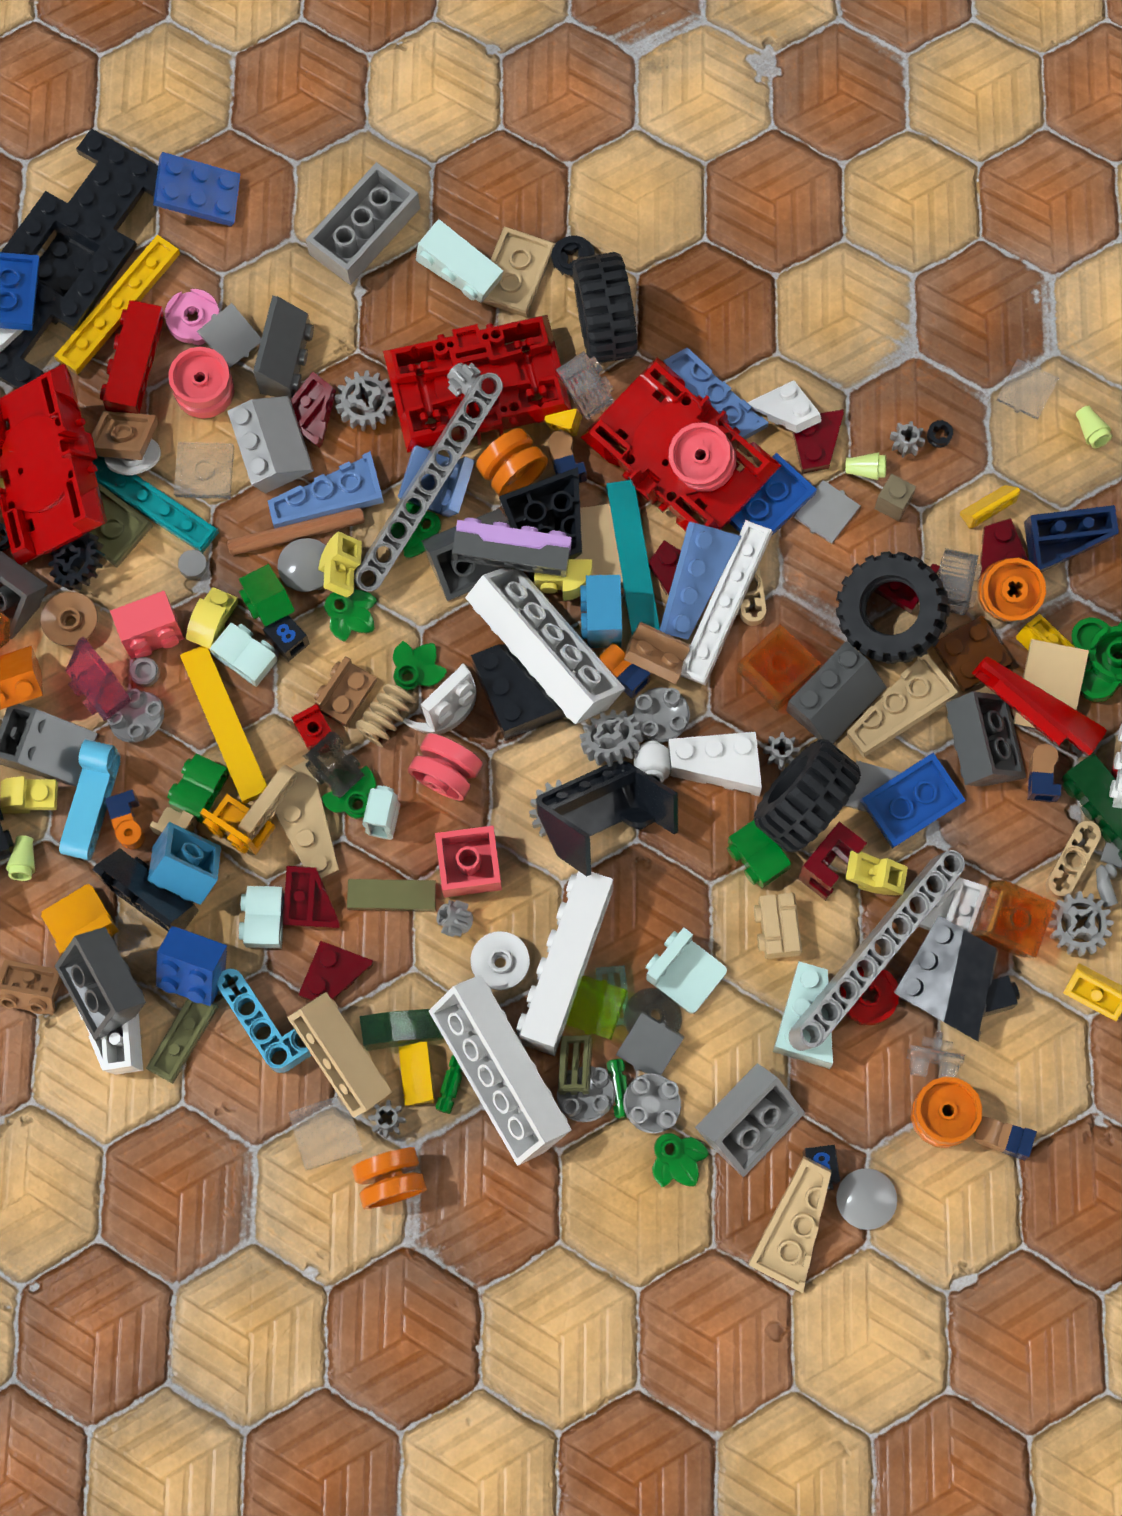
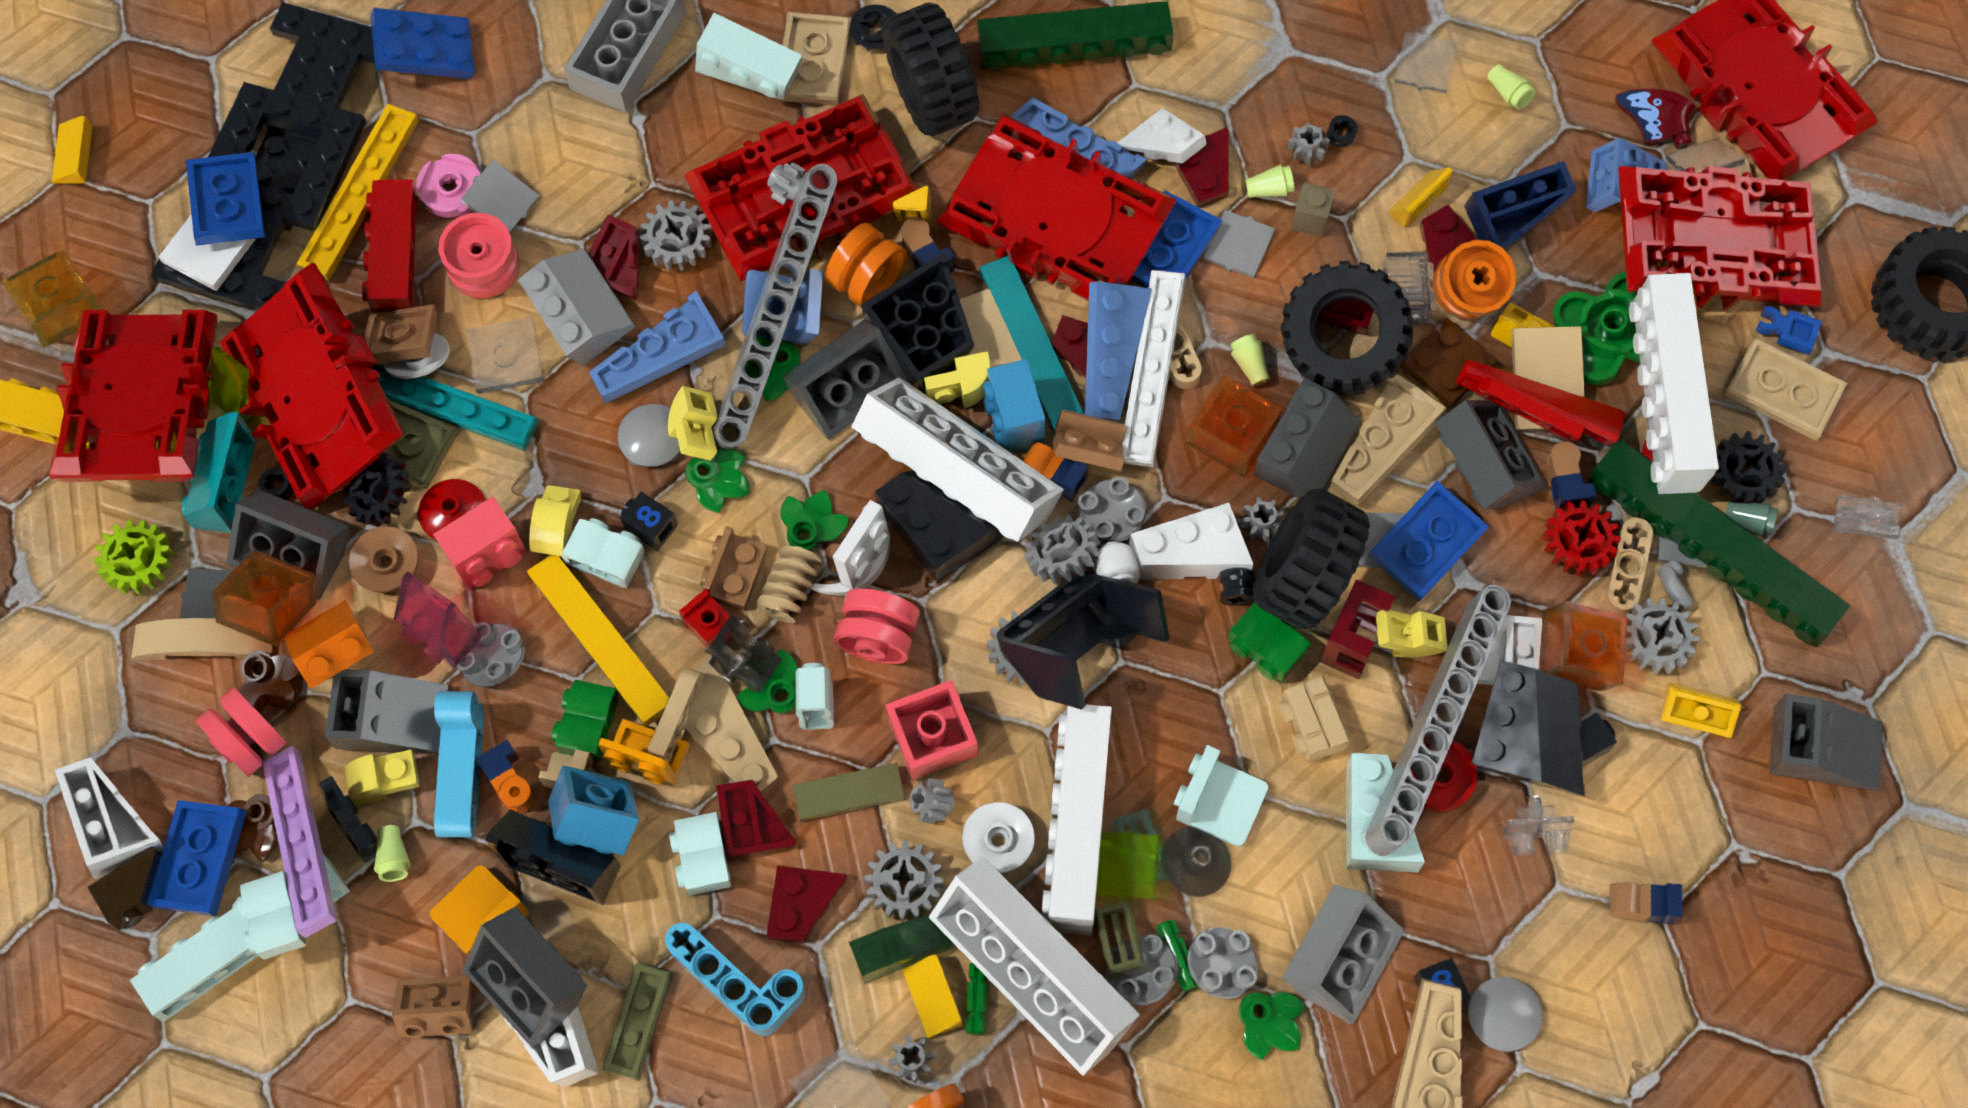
camera: 15 degrees left, 5 degrees down
(116, 586) = (432, 505): none -> red dish
(144, 672) = (488, 601): light grey tile -> none
(190, 965) = (628, 930): blue brick -> none
(192, 564) = (517, 465): light grey tile -> none
(265, 595) = (614, 478): green brick -> none
(282, 349) = (566, 197): dark grey slope -> none
(295, 531) = (630, 400): nougat axle -> none
(340, 1054) = (836, 994): tan brick -> none
(404, 974) = (918, 881): none -> light grey gear
(511, 547) = (893, 356): dark grey piece -> none
(585, 384) = (929, 159): clear brick -> none
(650, 1045) = (1202, 894): dark grey piece -> none
(714, 468) = (1098, 191): coral wheel -> none
(737, 301) = (1075, 35): none -> dark green brick
(745, 801) = (1236, 587): none -> black wheel
(809, 613) = (1250, 357): none -> yellowish green cone
(962, 1104) = (1588, 892): orange wheel -> none
(1048, 835) = (1596, 544): none -> red gear

